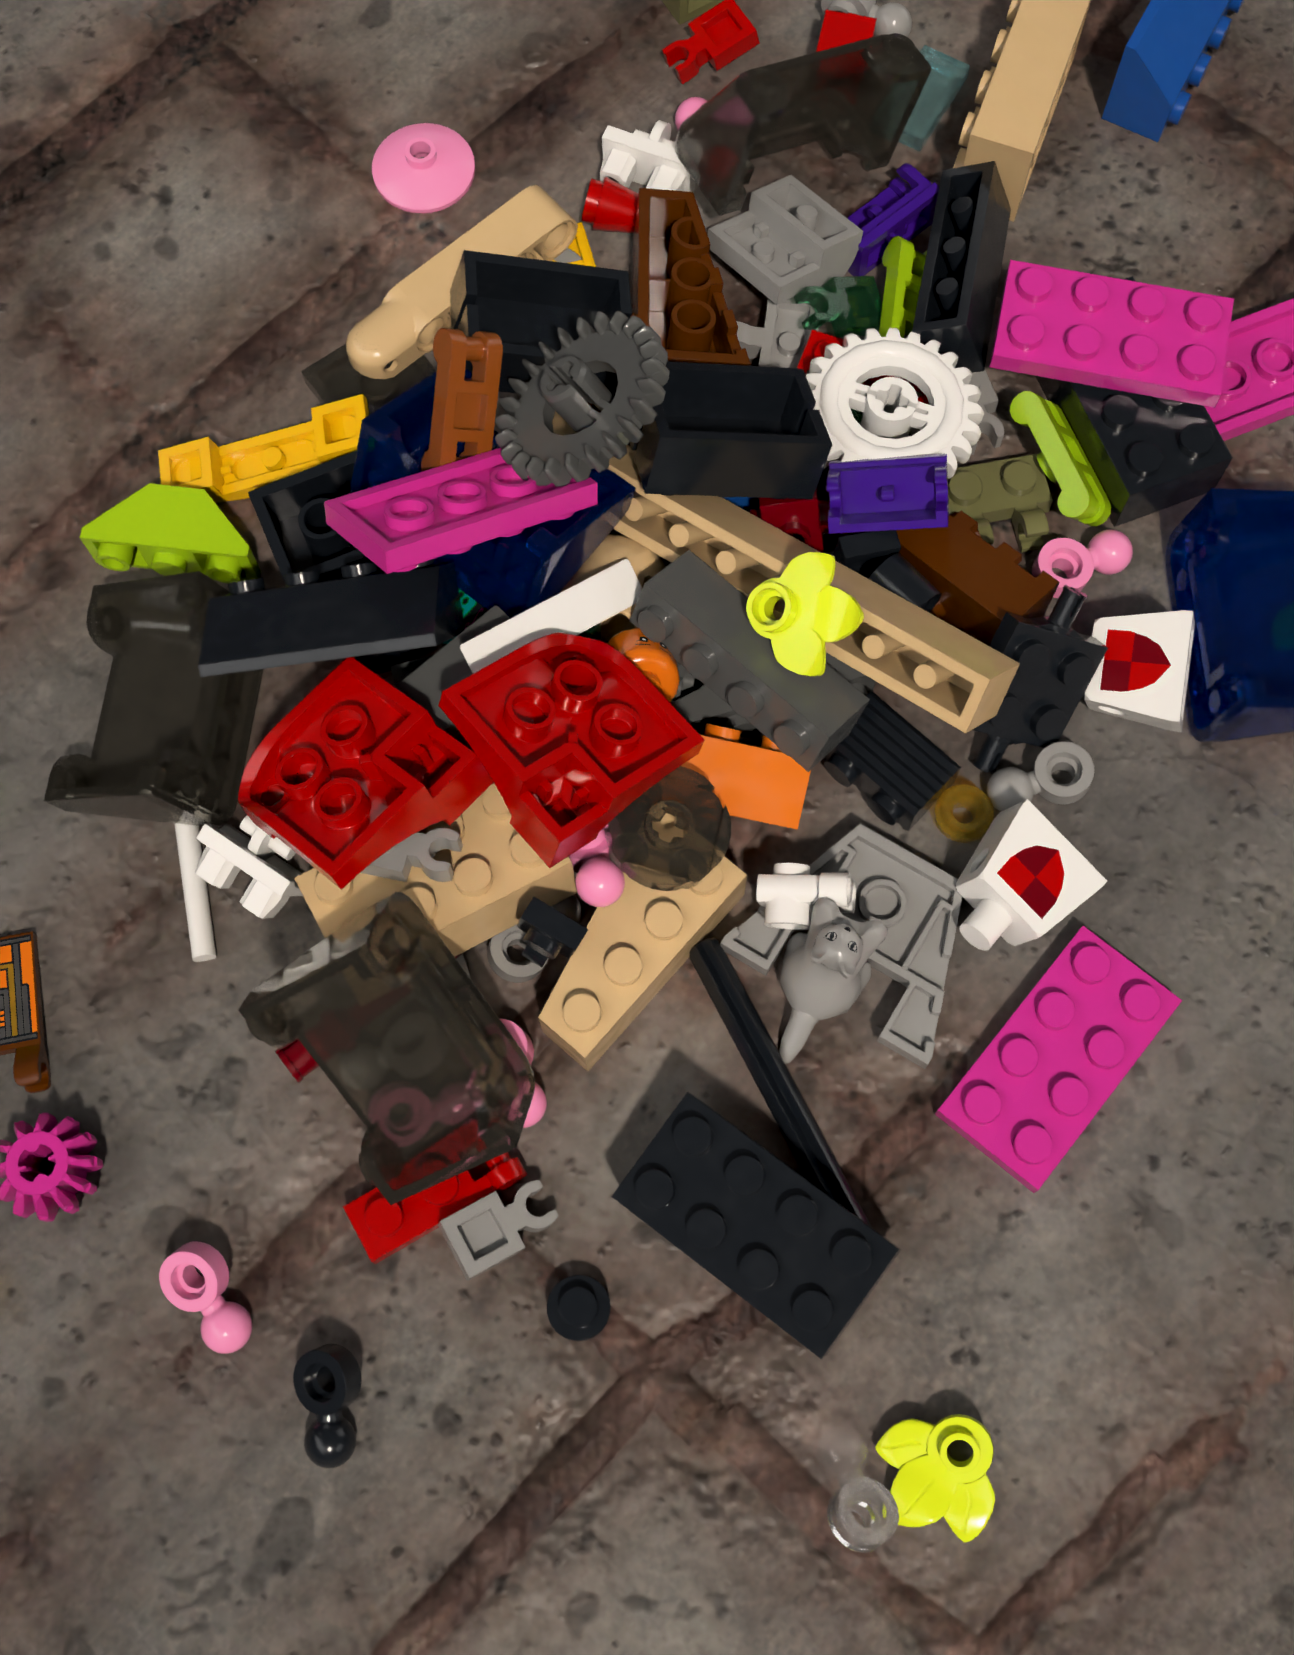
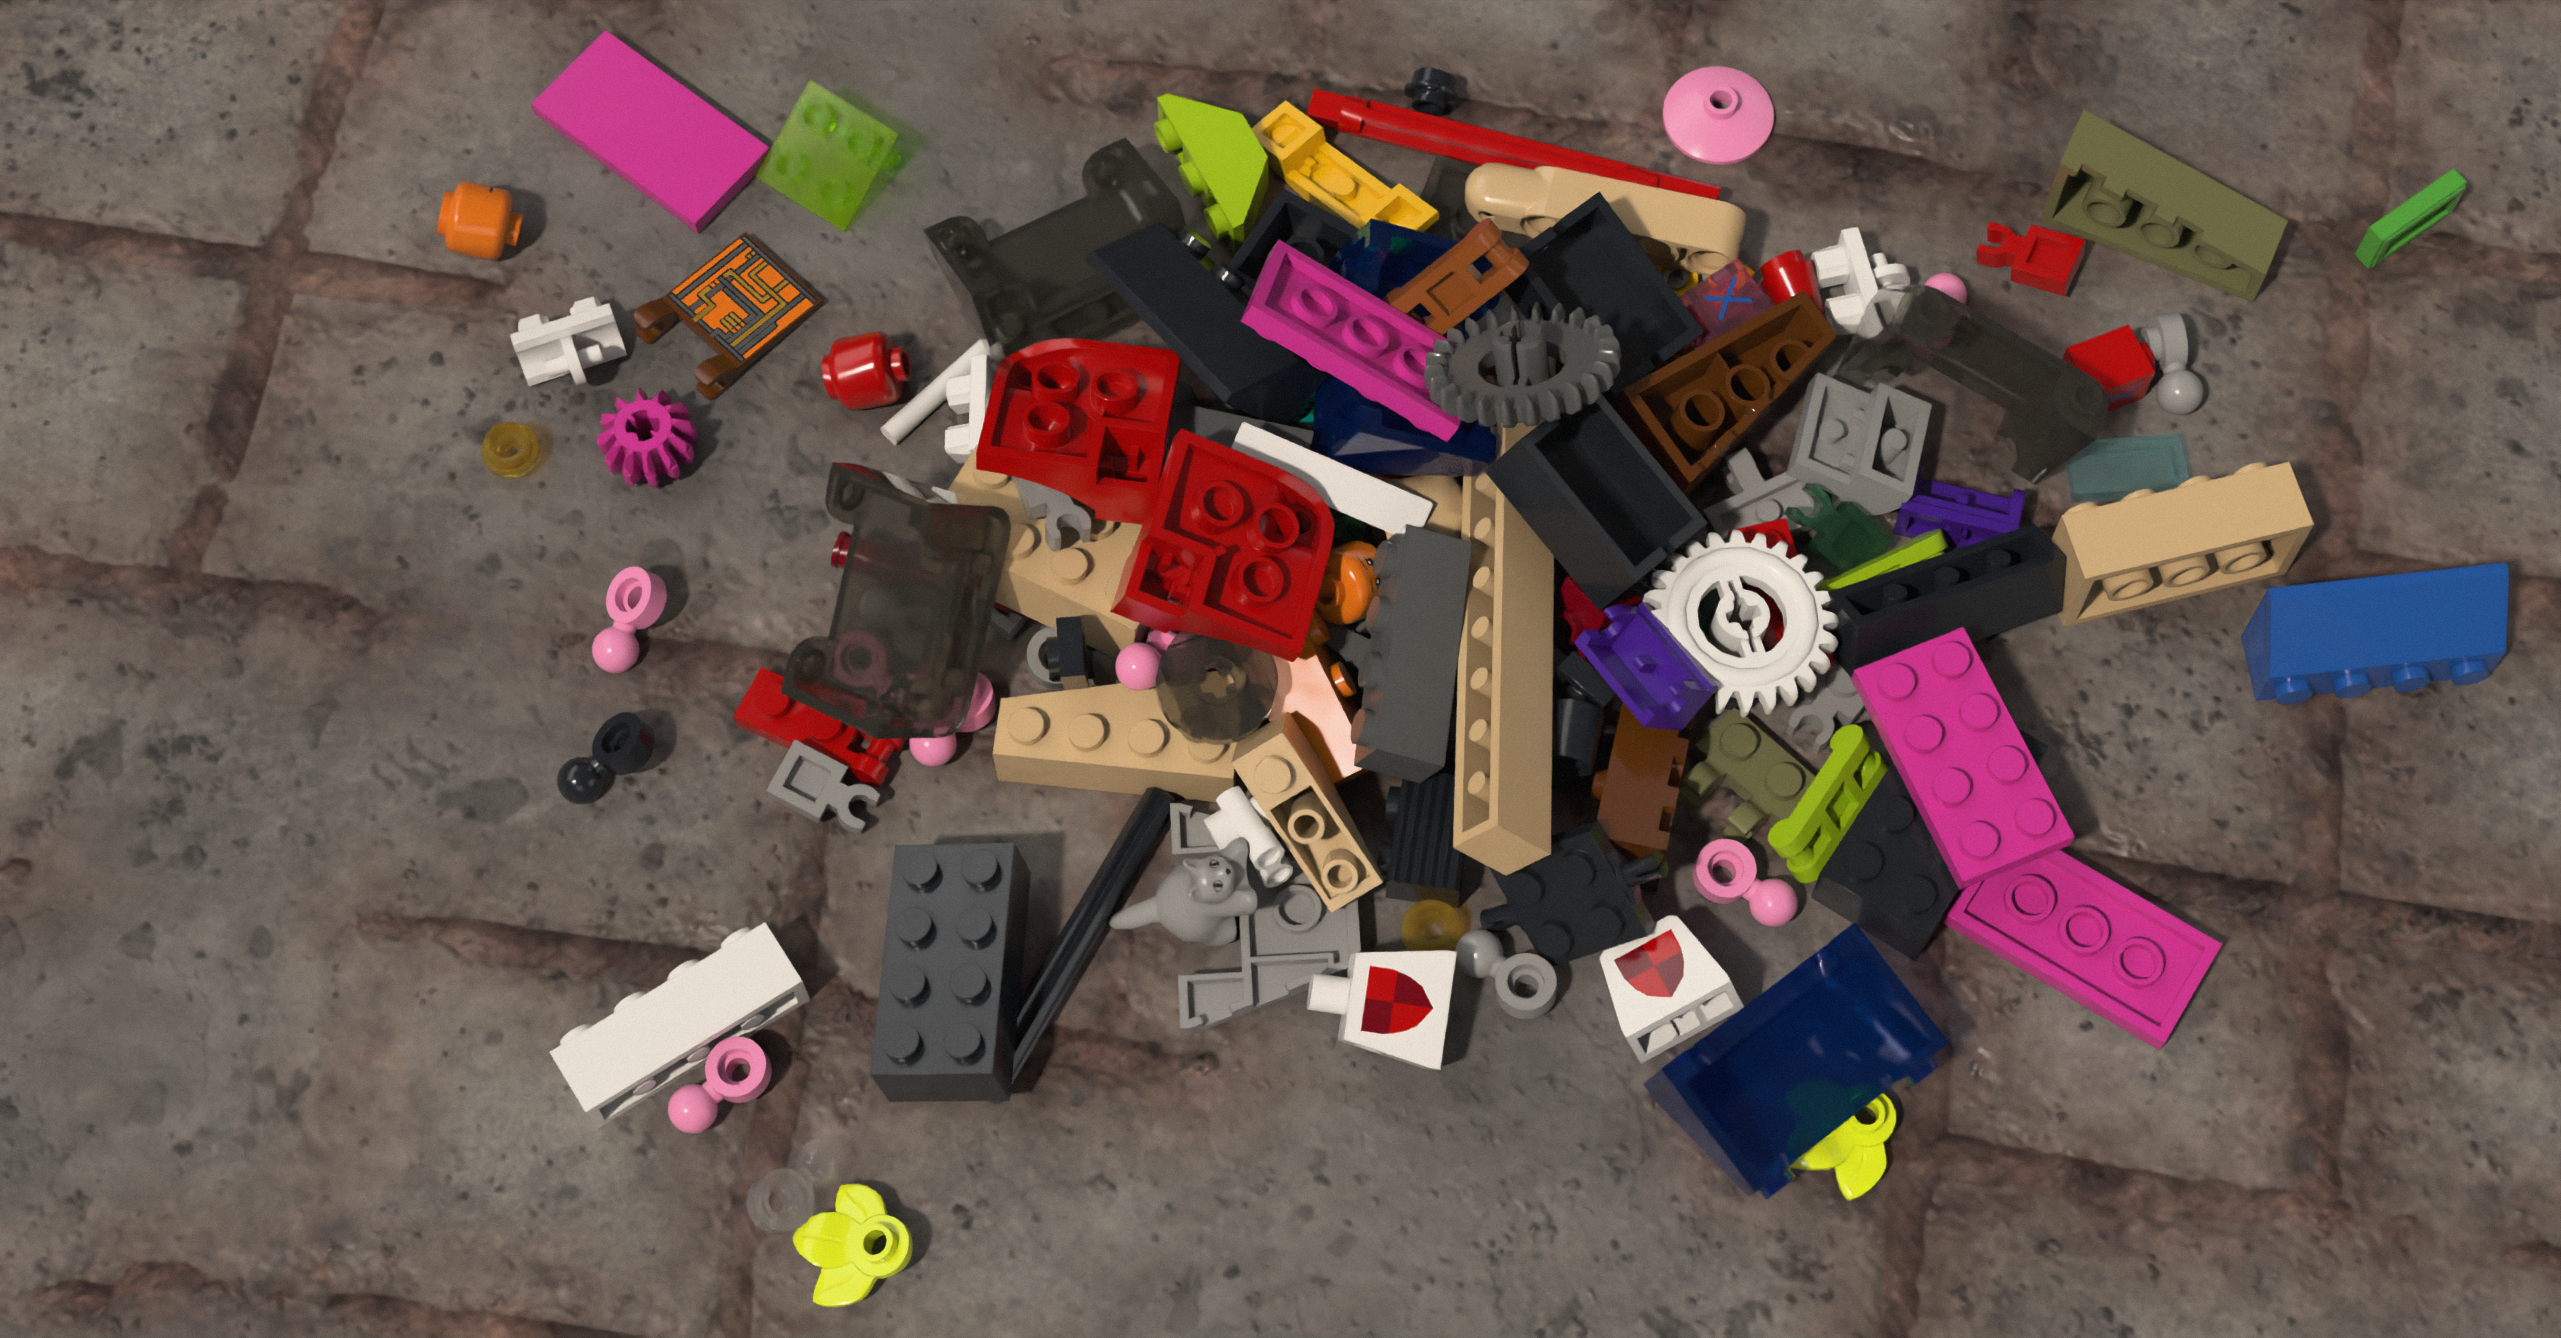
camera: 55 degrees right, 5 degrees down
(133, 935) = (865, 370): none -> red head
(240, 341) = (1431, 91): none -> black plate
(308, 344) = (1477, 144): none -> red piece
(578, 1308) = (800, 891): black plate -> none
(604, 242) = (1724, 301): none -> clear pink brick
(635, 1505) = (676, 1025): none -> white brick
(719, 1534) = (696, 1106): none -> bright pink plate
(811, 613) = (1465, 656): neon yellow plate -> none
(820, 834) = (1306, 811): none -> tan slope
(1058, 1059) = (1267, 1137): dark pink plate -> none

